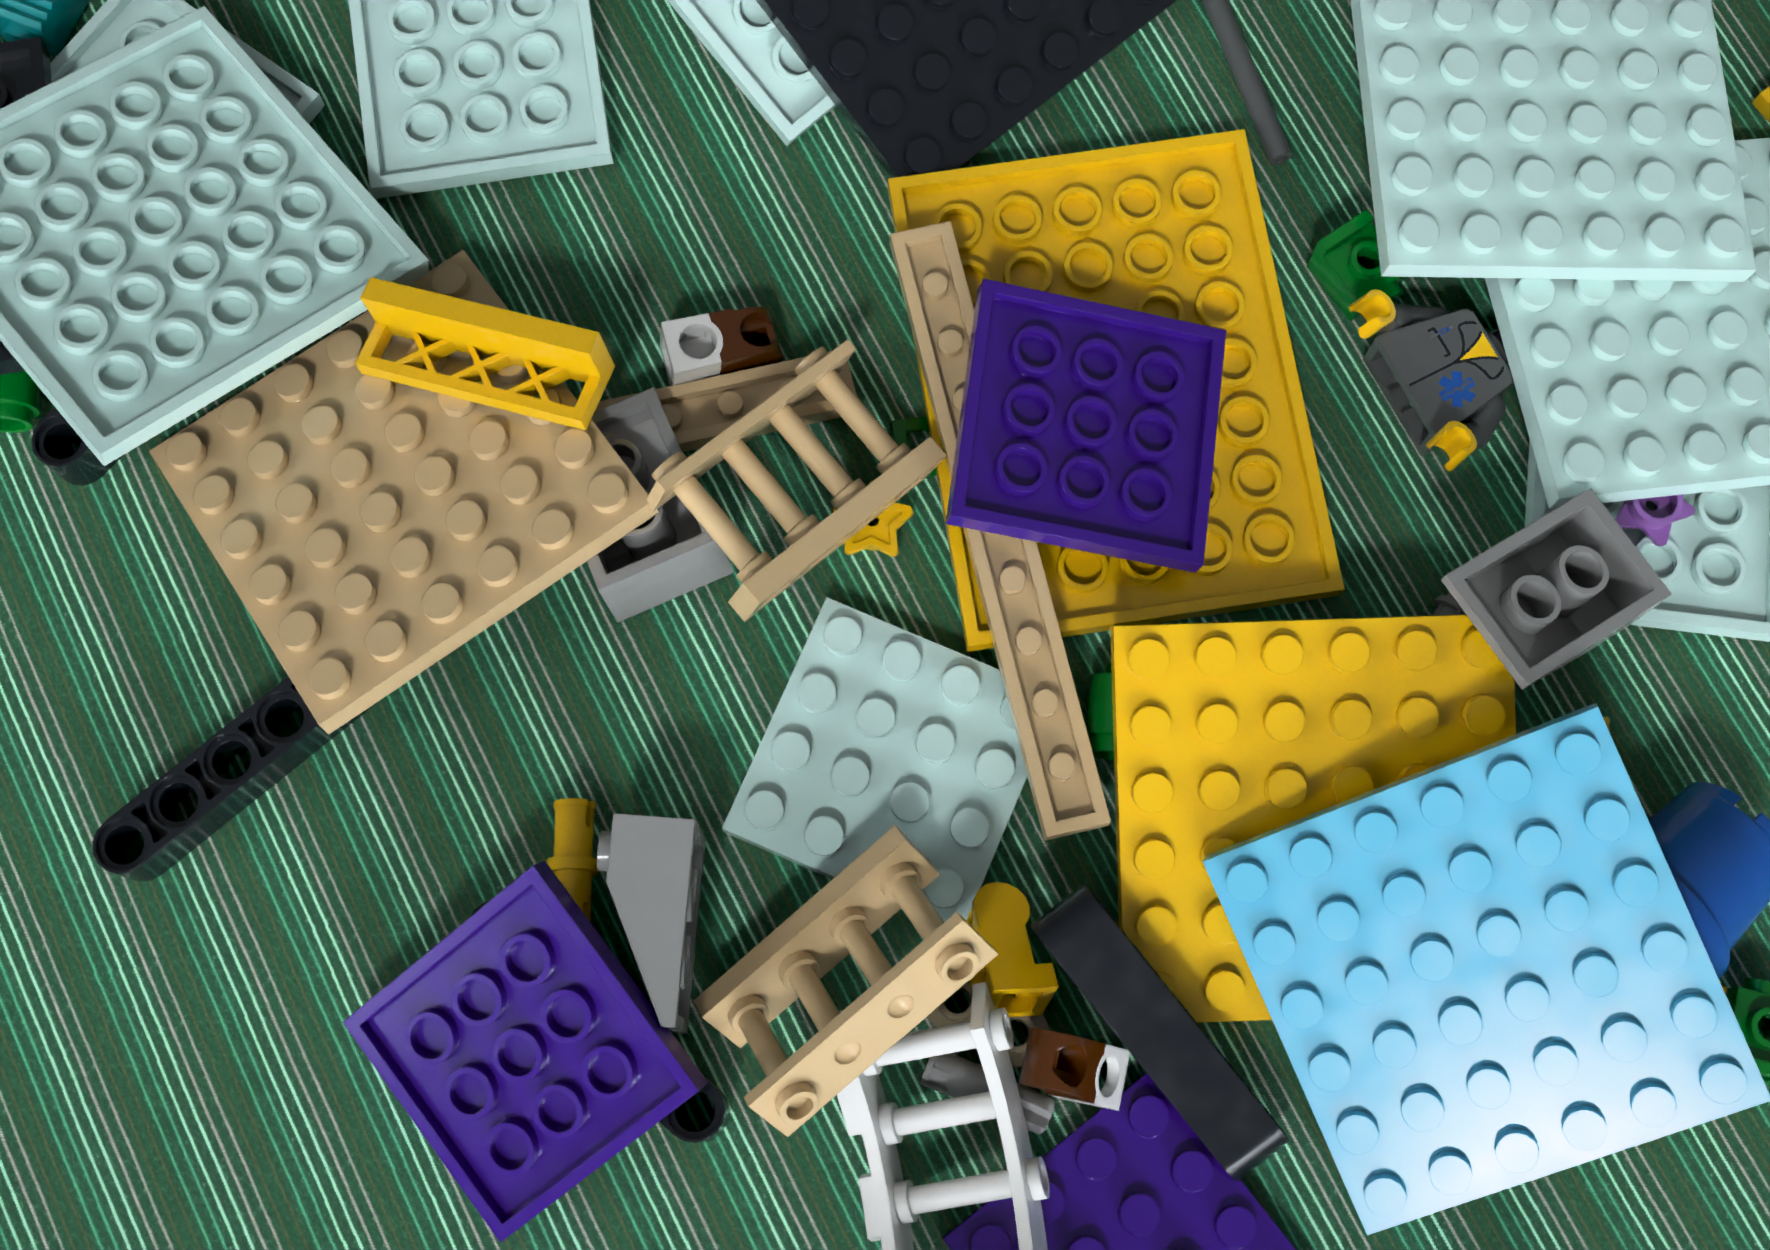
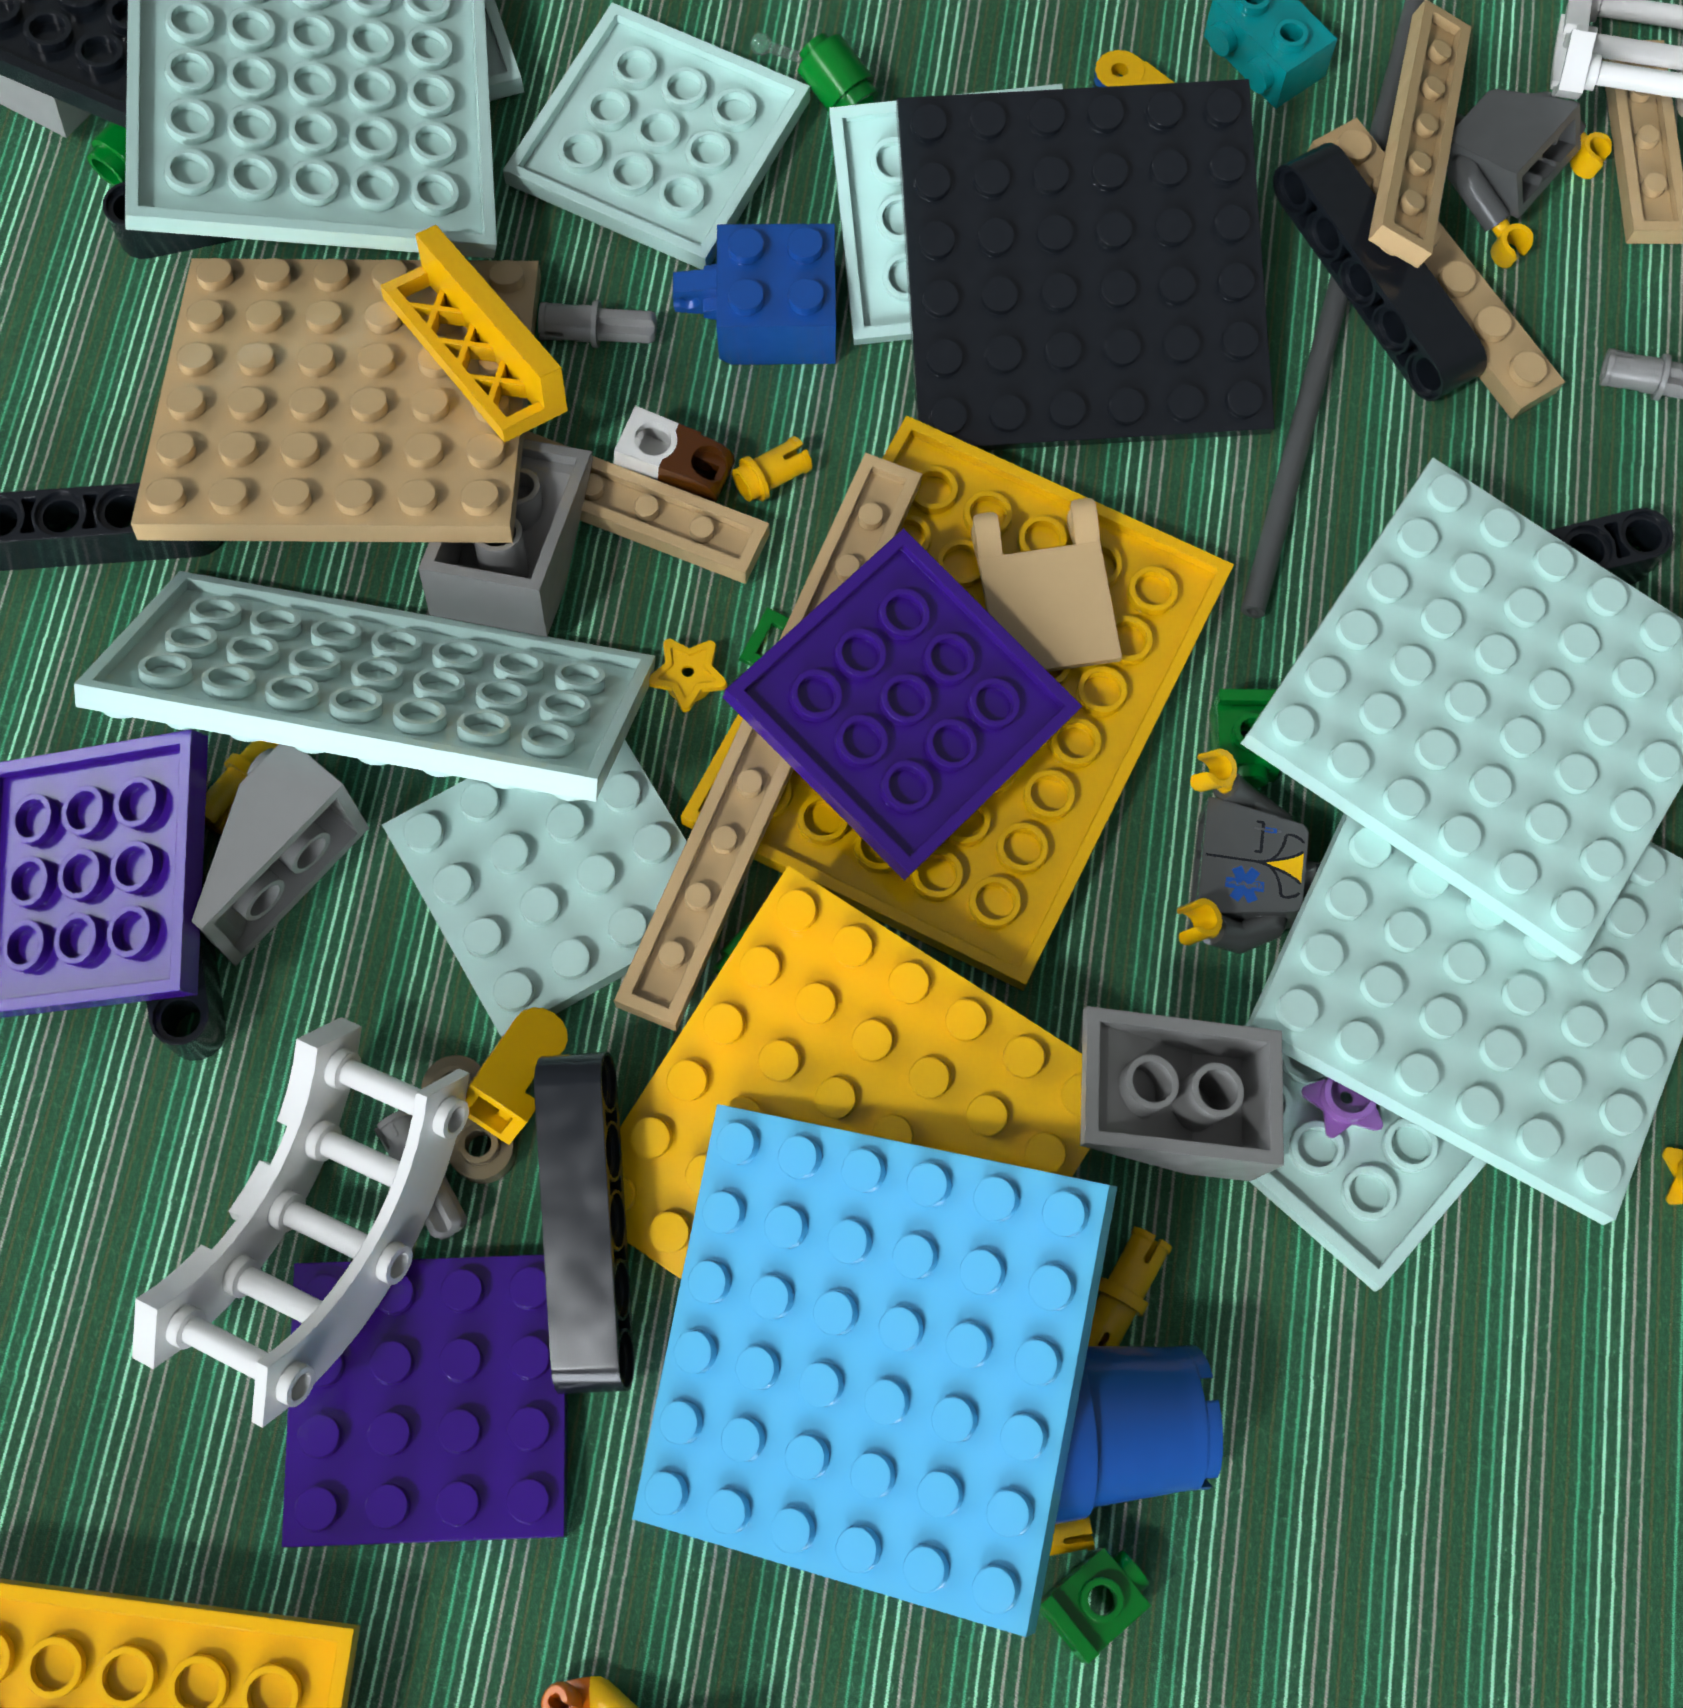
camera: 35 degrees right, 5 degrees down
(558, 271) = (595, 324): none -> light grey axle
(630, 724) = (373, 685): none -> light aqua plate
(690, 147) = (767, 293): none -> blue hinge
(802, 311) = (773, 468): none -> yellow pin
(806, 536) = (610, 640): tan fence -> none
(811, 944) = (357, 958): tan fence -> none
(1071, 1067) = (489, 1196): reddish brown leg -> none
(1127, 253) = (1051, 597): none -> tan flag

